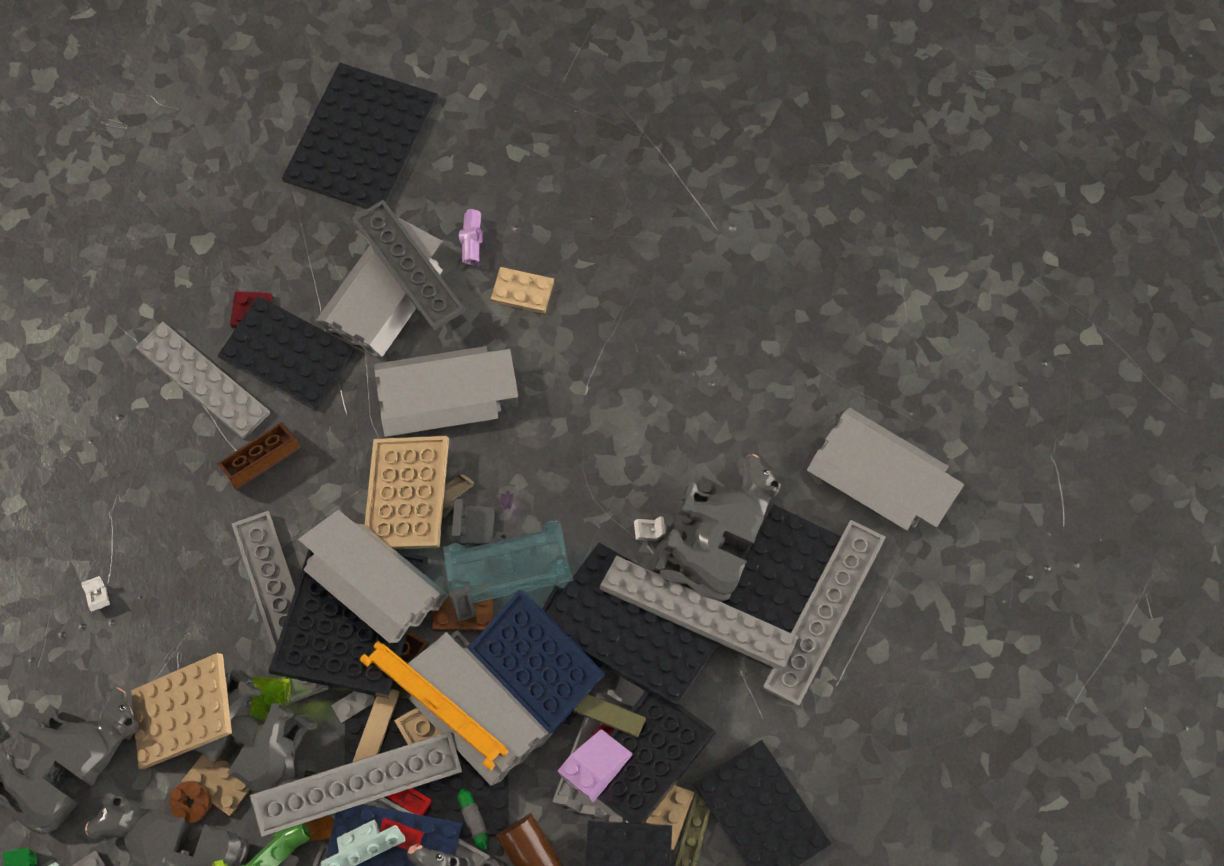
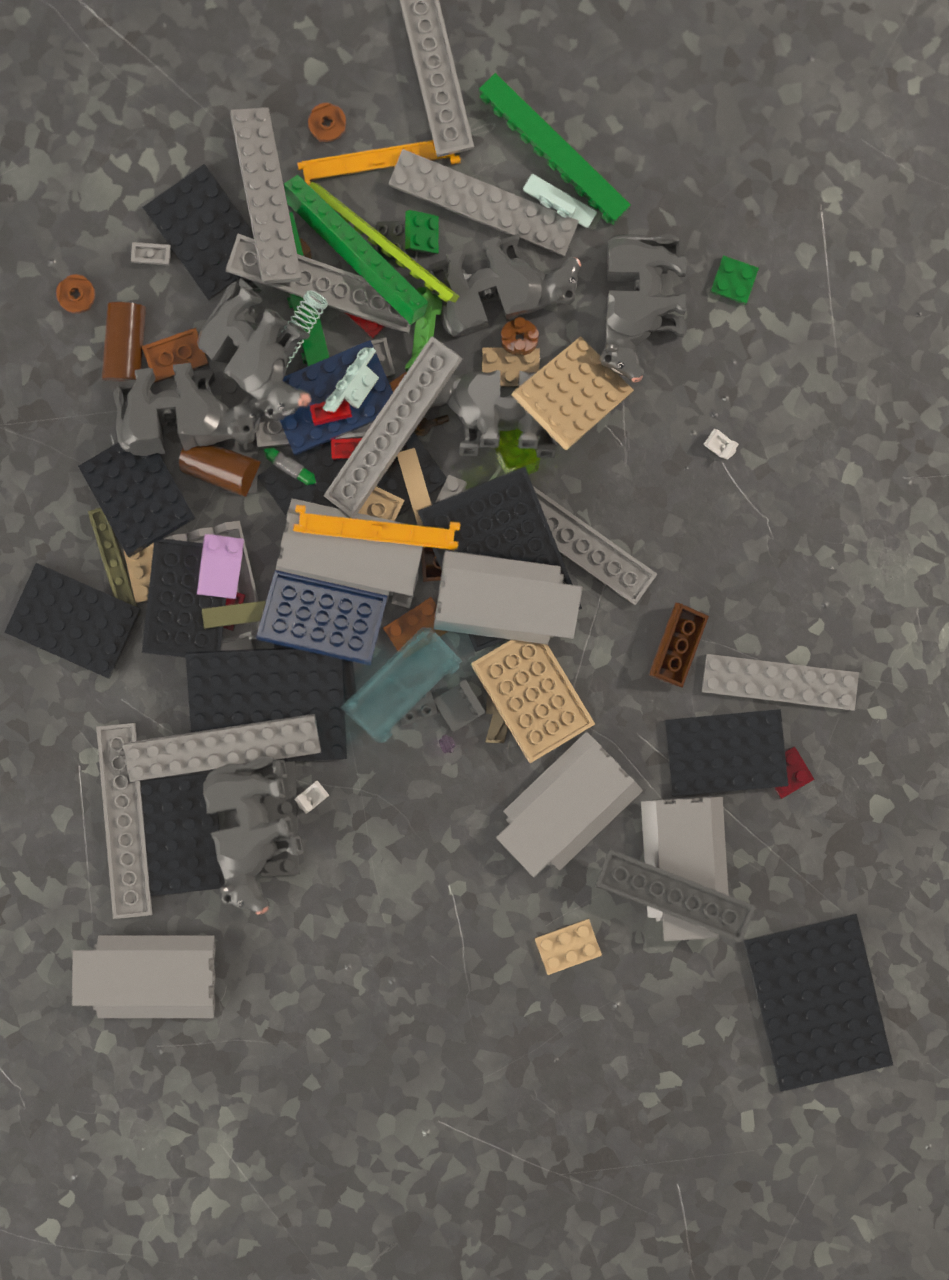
camera: 145 degrees right, 20 degrees up
(462, 603) = (415, 626): dark grey tile -> none
(470, 237) = (647, 967): lavender piece -> none

